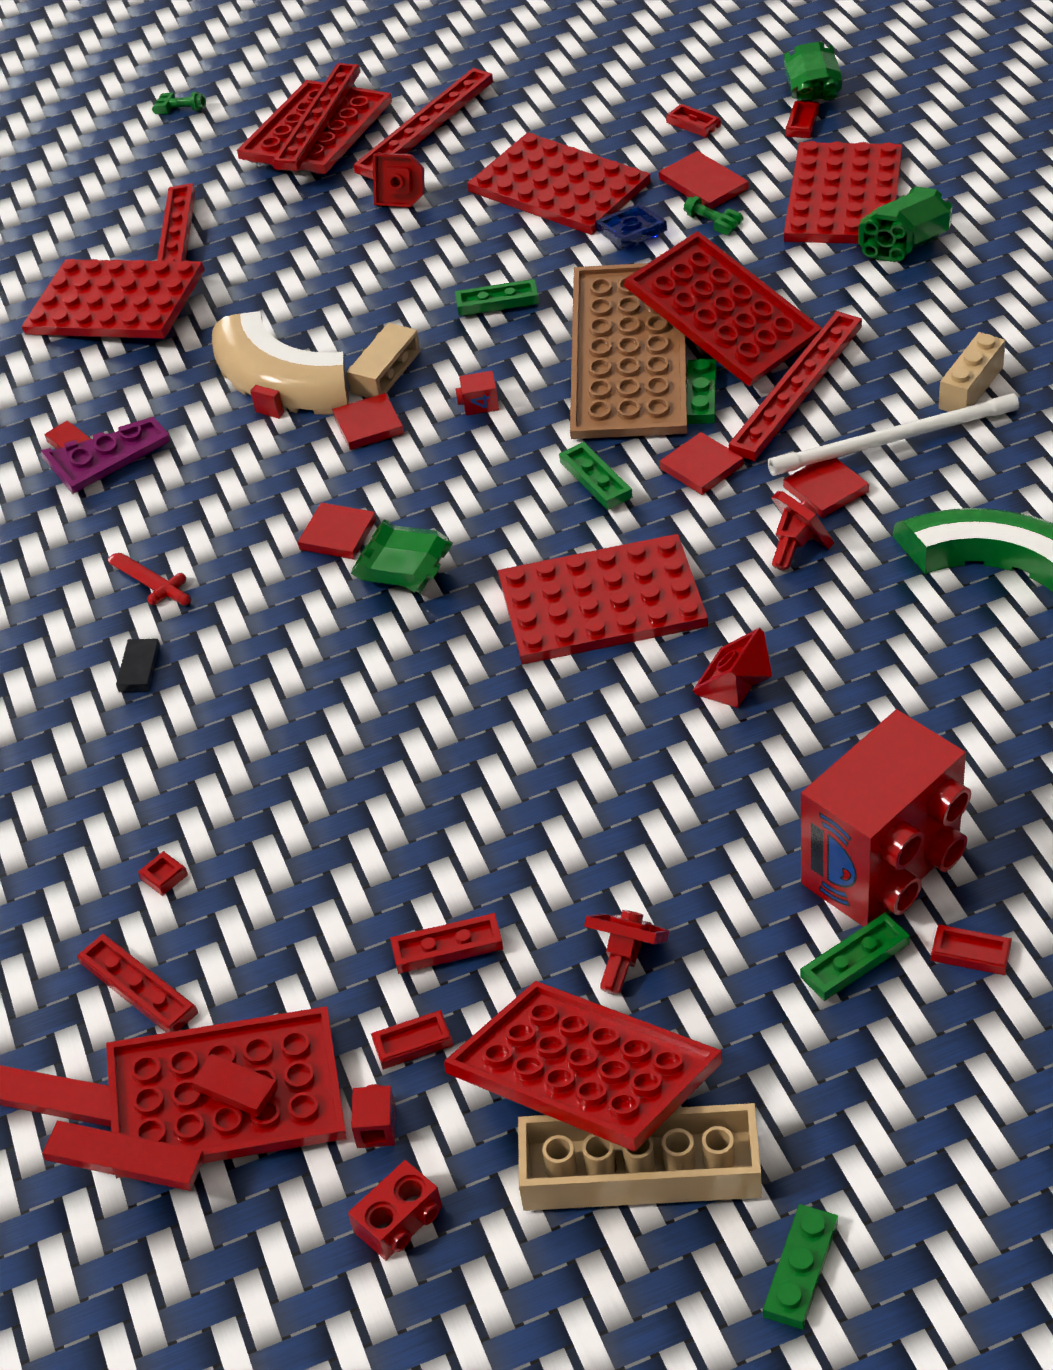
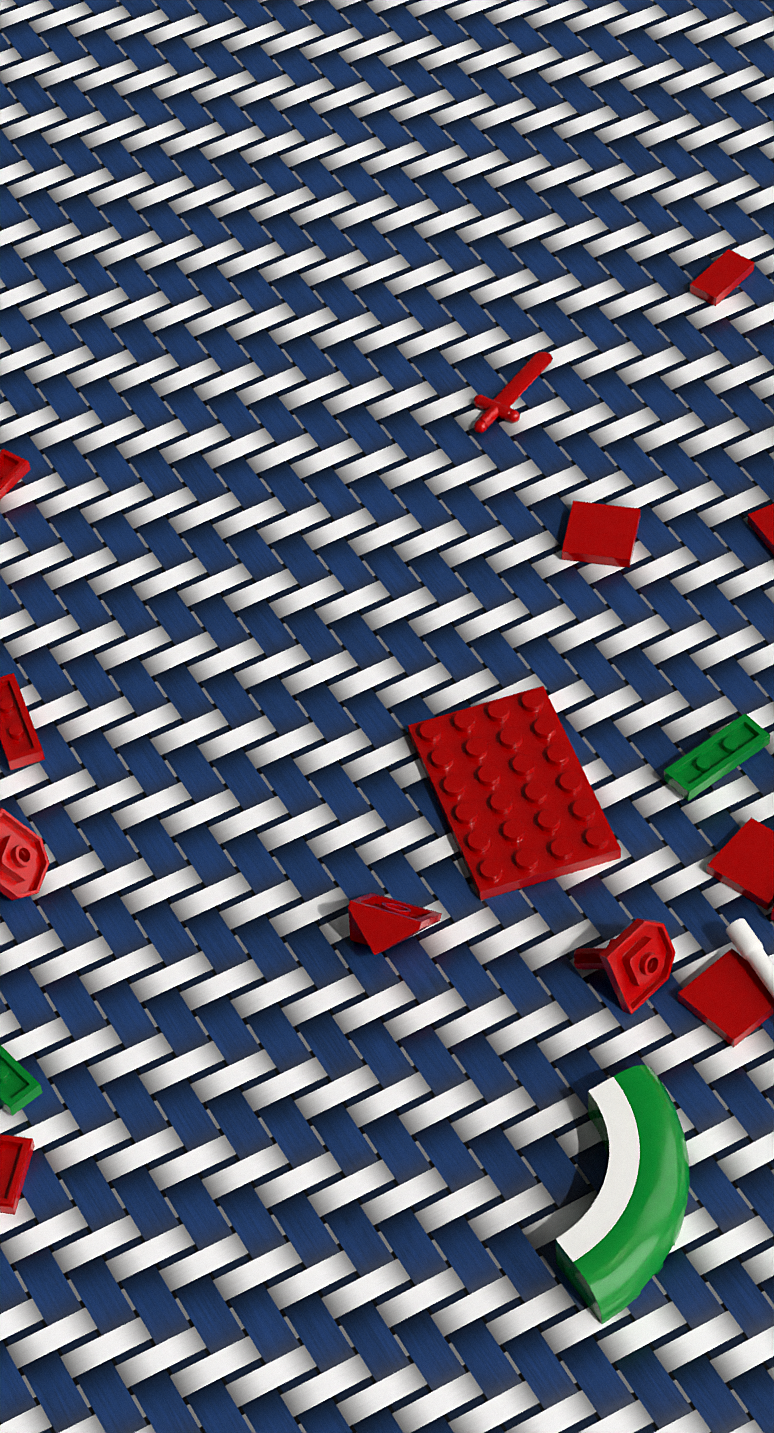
camera: 80 degrees right, 5 degrees up
(93, 459) = (691, 299): magenta wing -> none
(138, 665) = (381, 410): black tile -> none
(162, 873) = (106, 490): red tile -> none
(402, 556) = (539, 588): green brick -> none
(884, 819) = (115, 1049): red brick -> none

